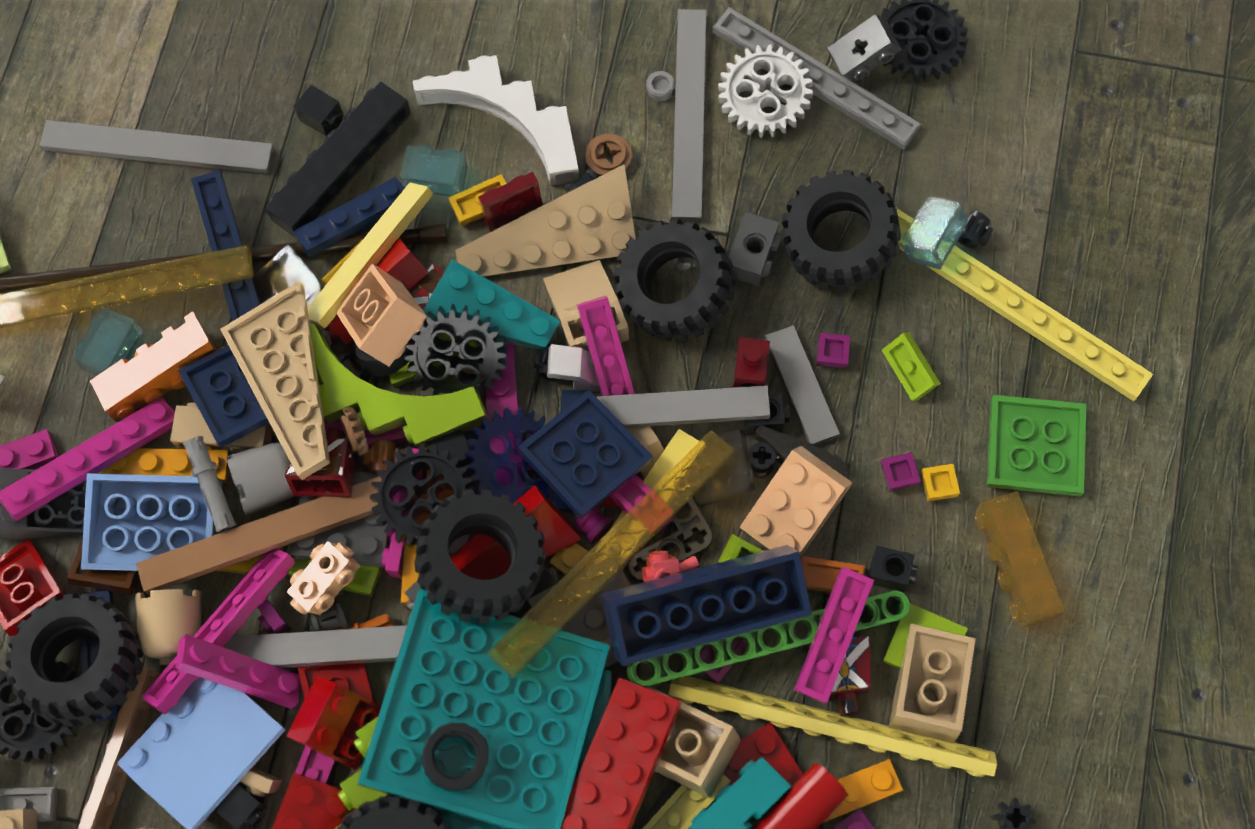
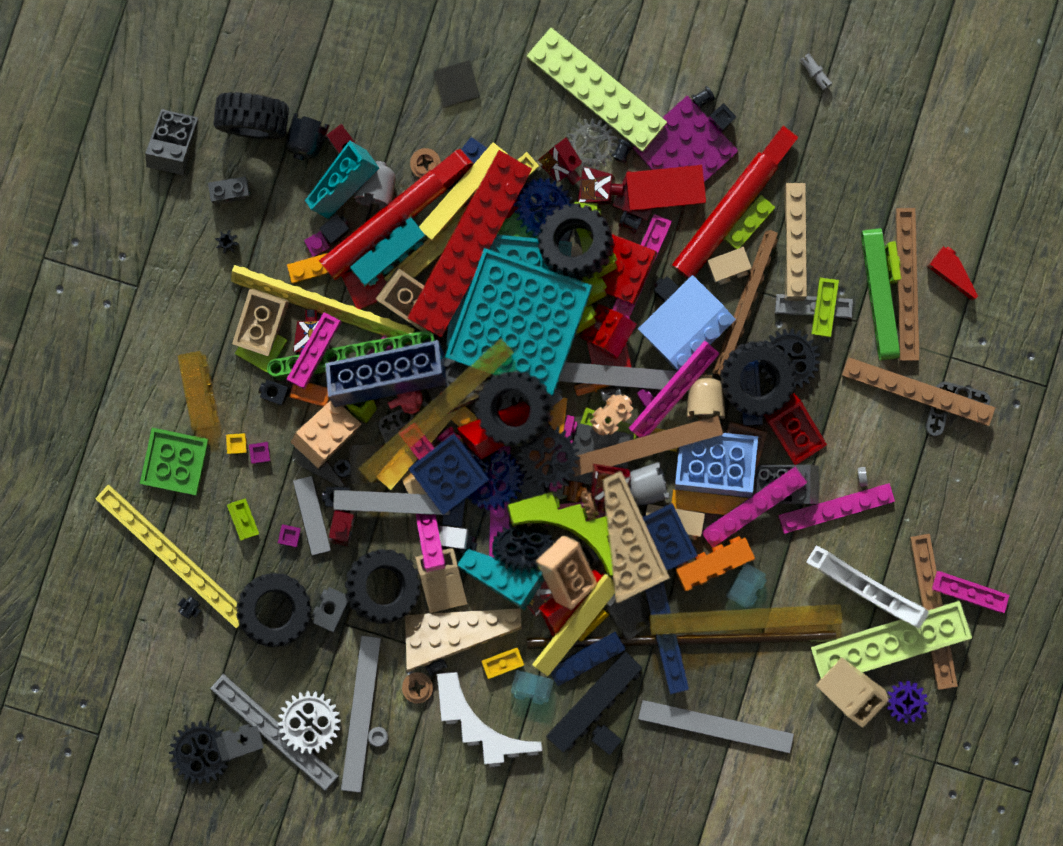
camera: 175 degrees left, 15 degrees up
(209, 483) = (680, 485): light grey pin -> none
(238, 671) = (662, 362): dark pink plate -> none
(260, 782) = (653, 302): tan plate -> none
(455, 730) = (550, 295): black tyre -> none
(510, 201) = (488, 651): dark red plate -> none
(934, 232) = (215, 602): clear light blue brick -> none

